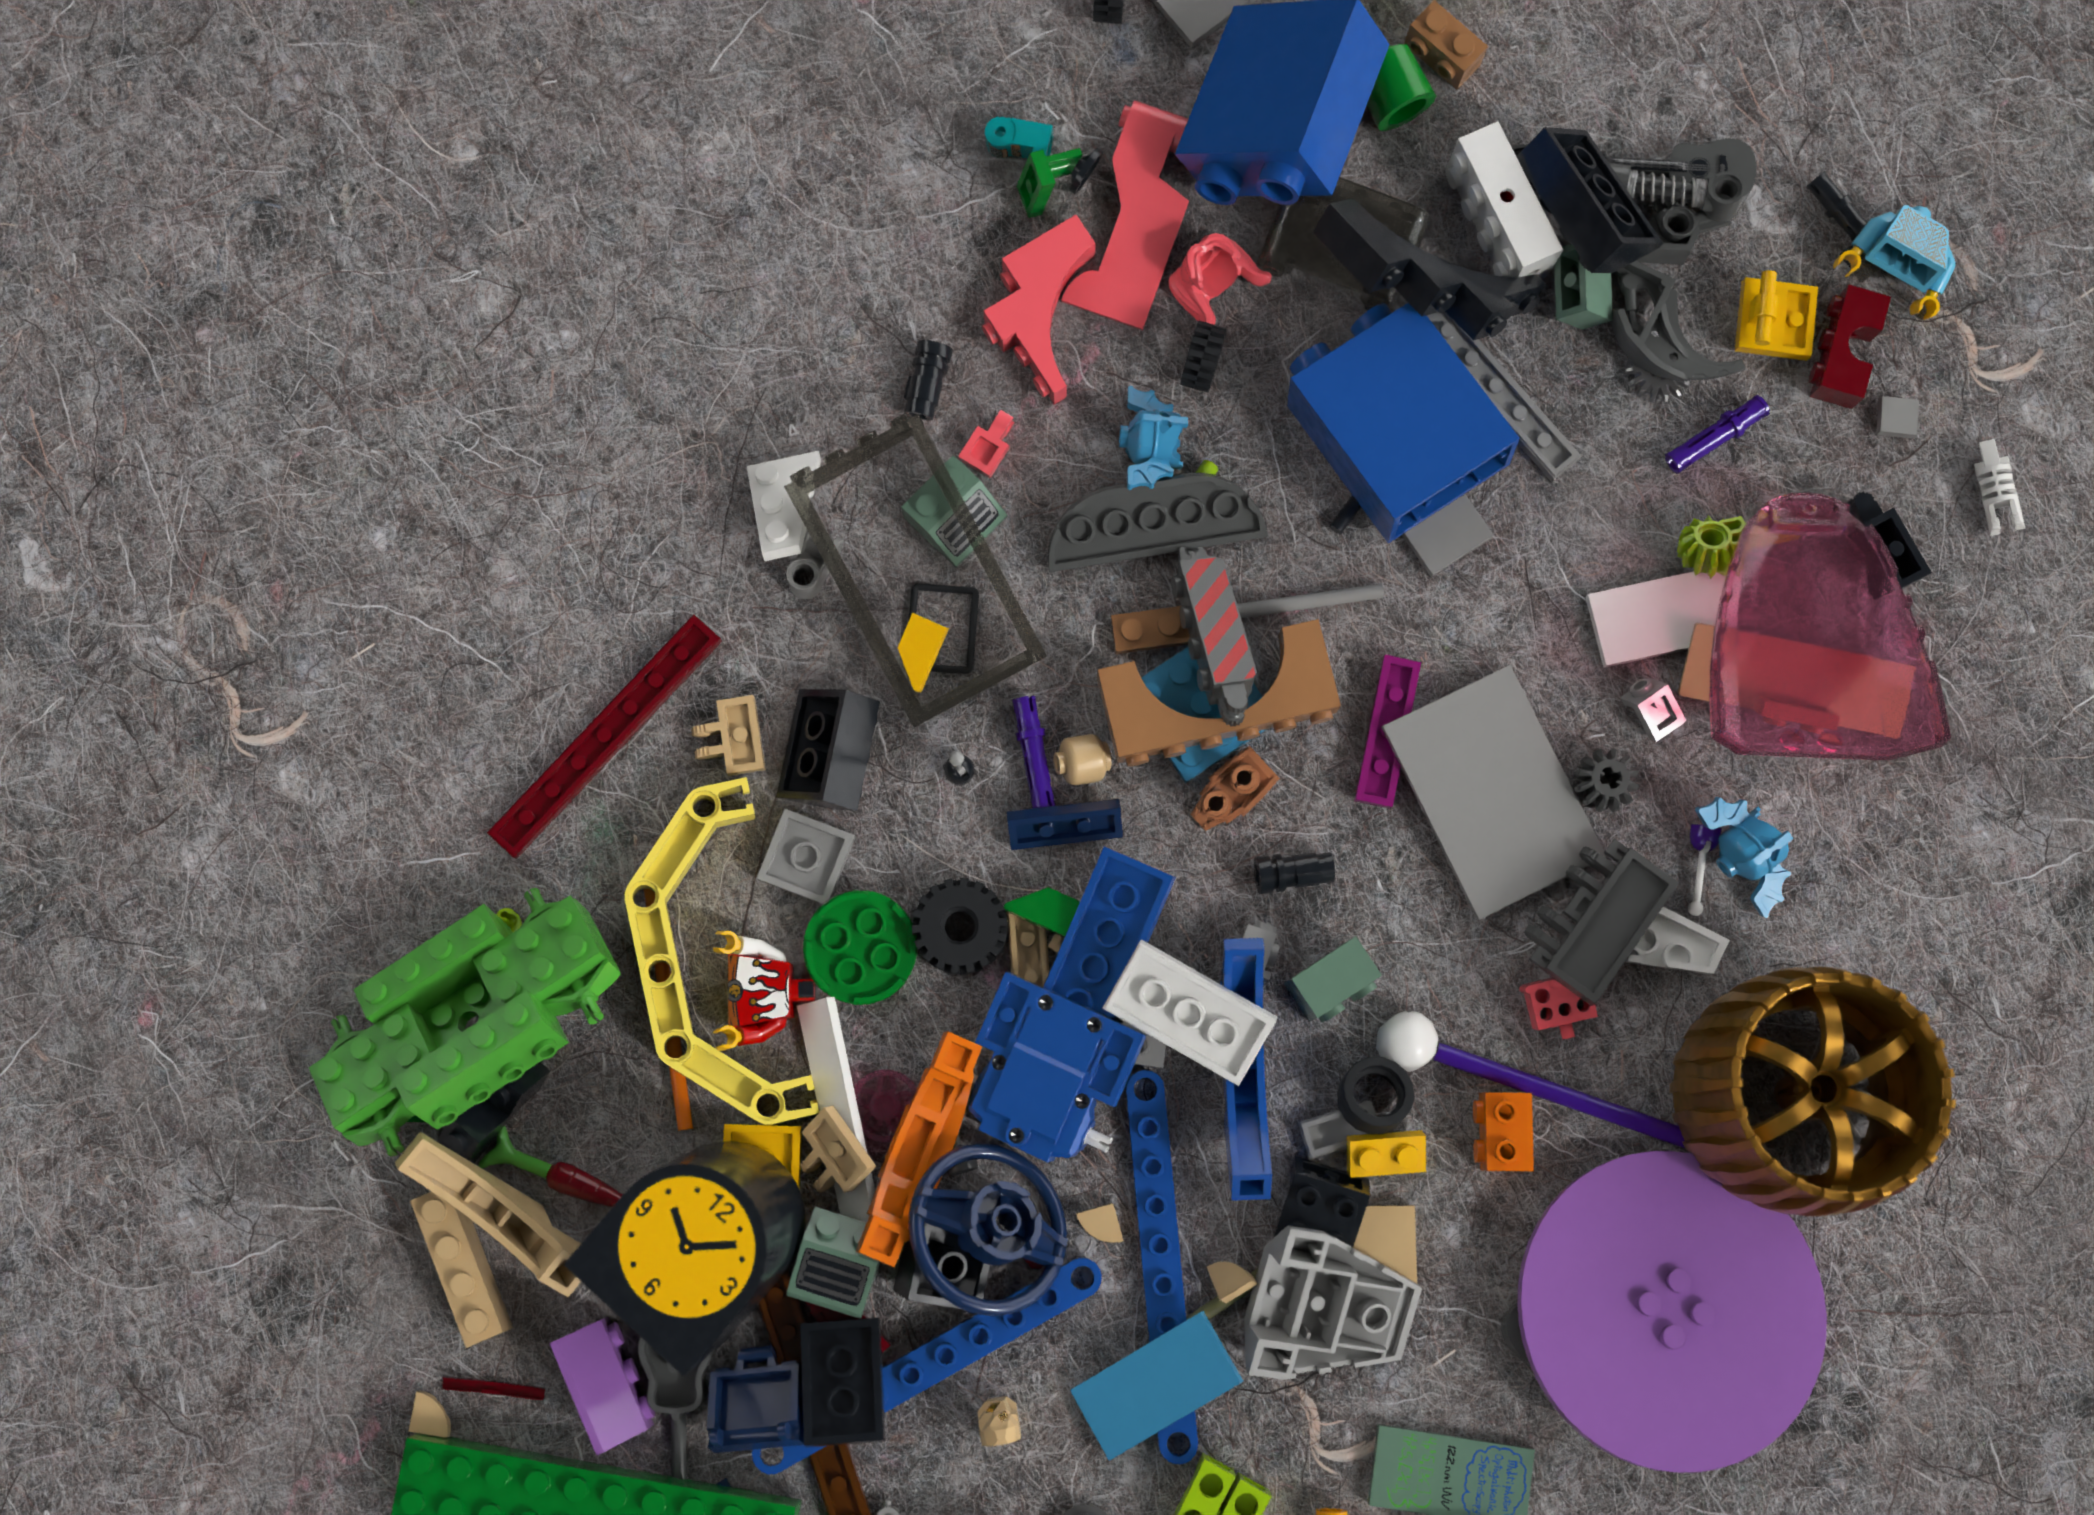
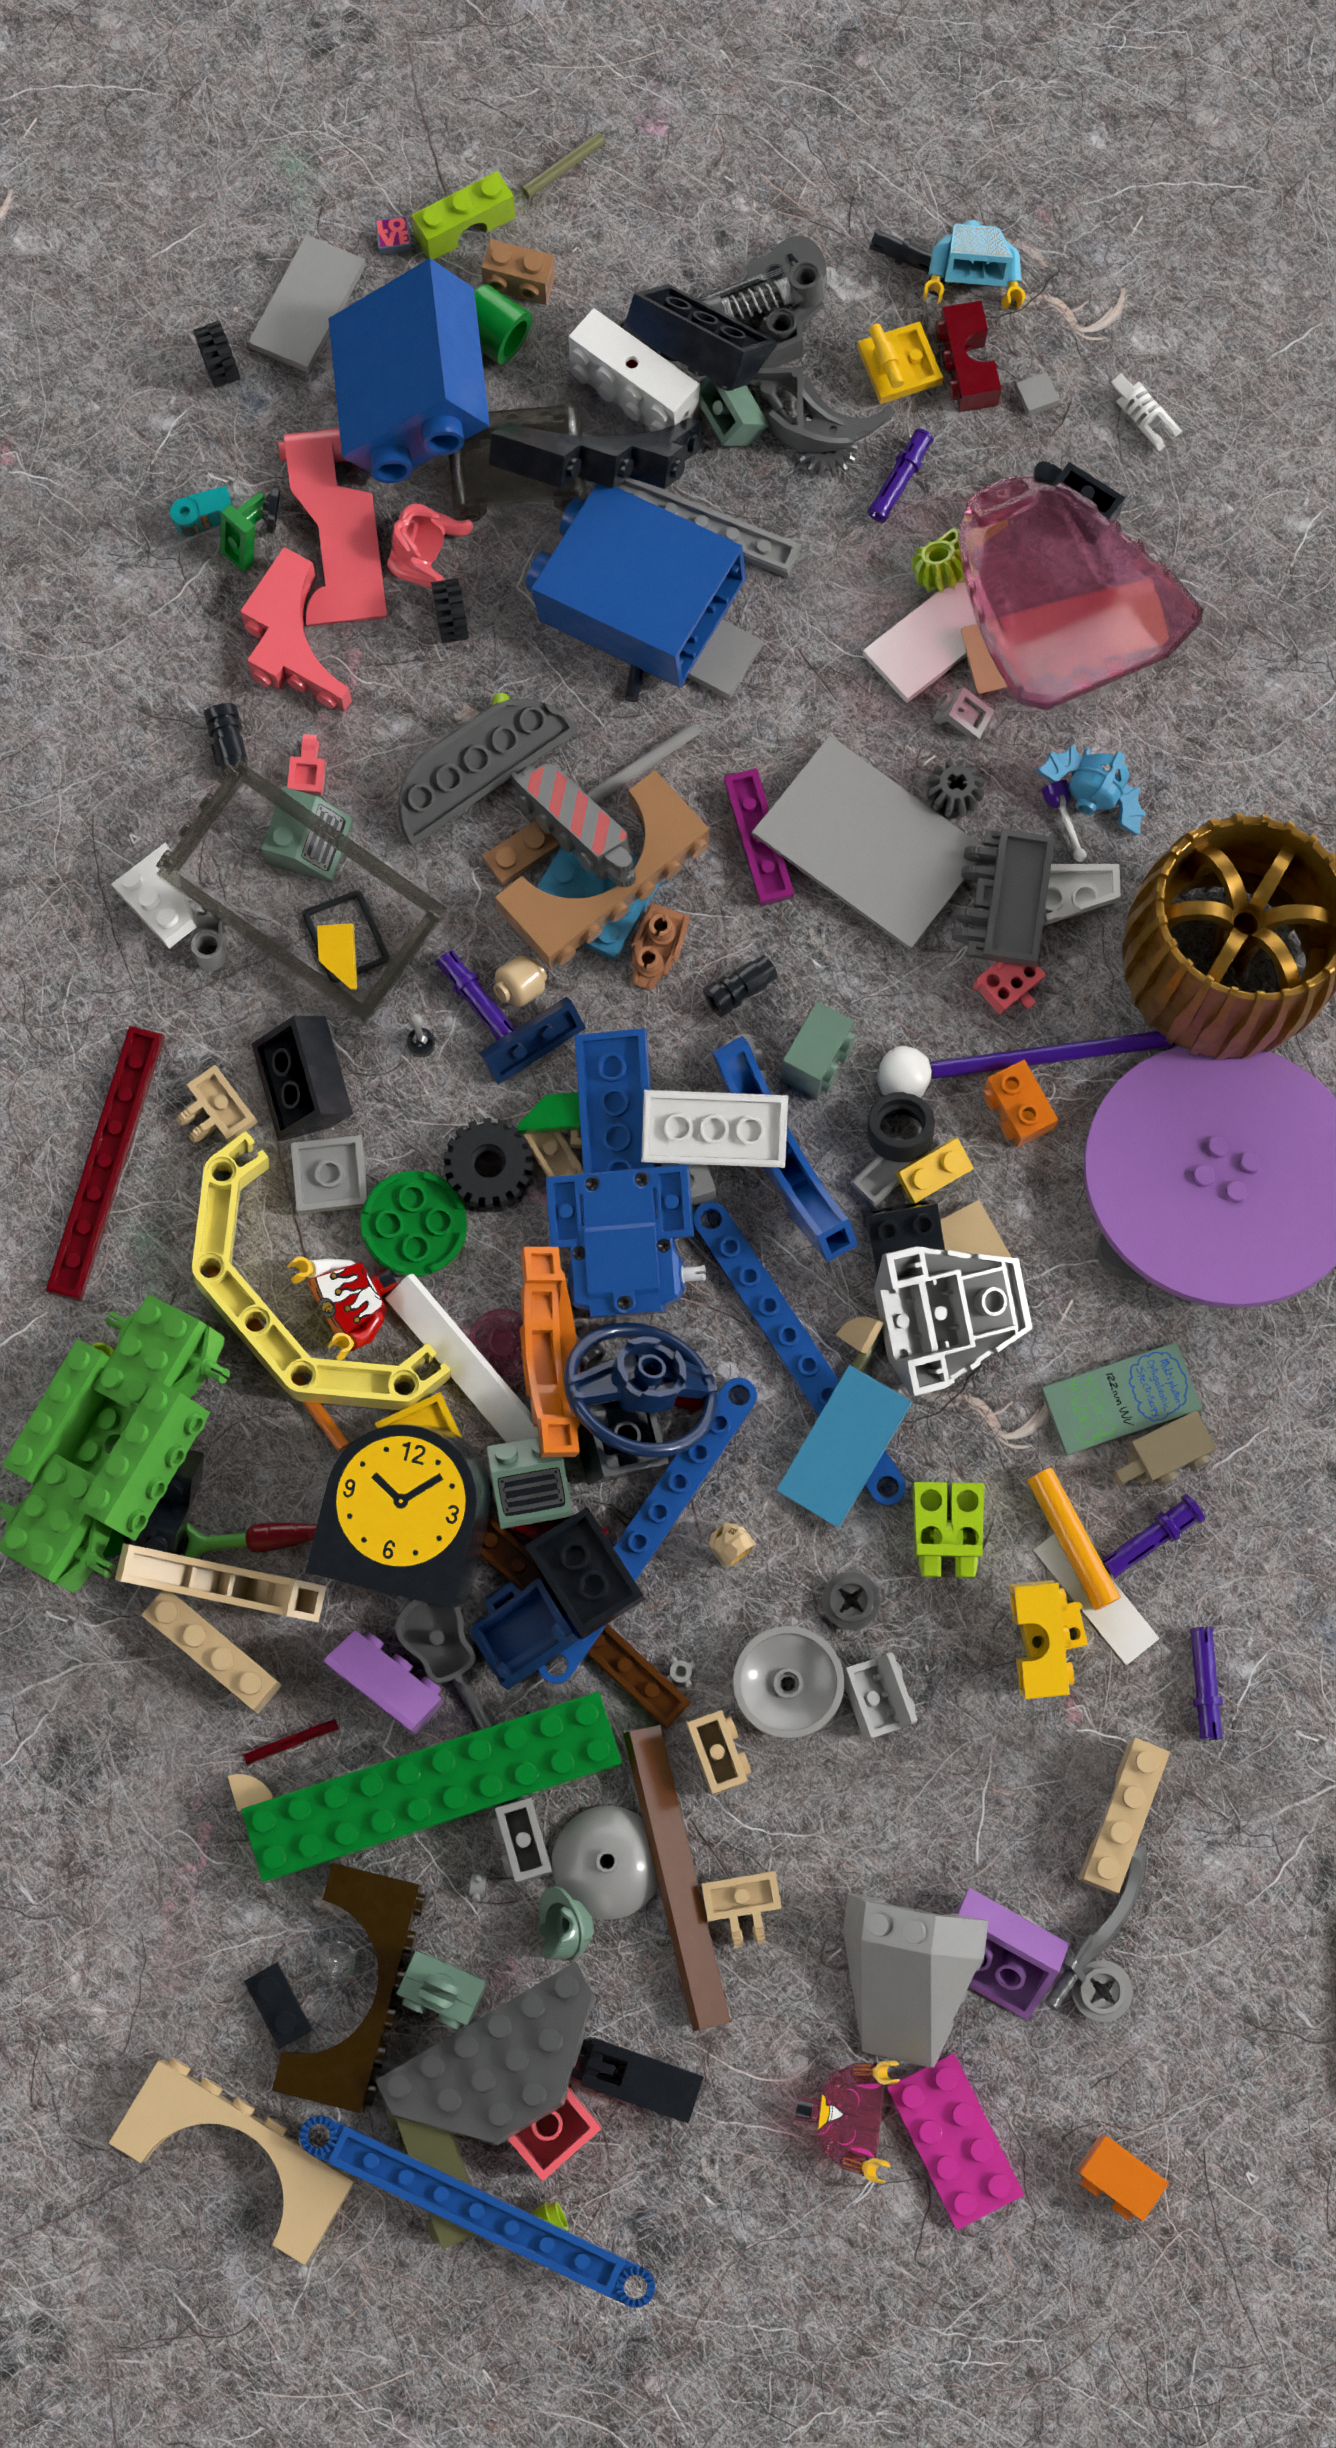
camera: 30 degrees left, 5 degrees down
(838, 1150) = (481, 1391): tan hinge -> none
(1101, 1223) = (731, 1345): tan tile -> none
(1151, 439) = (441, 696): dark azure helmet -> none

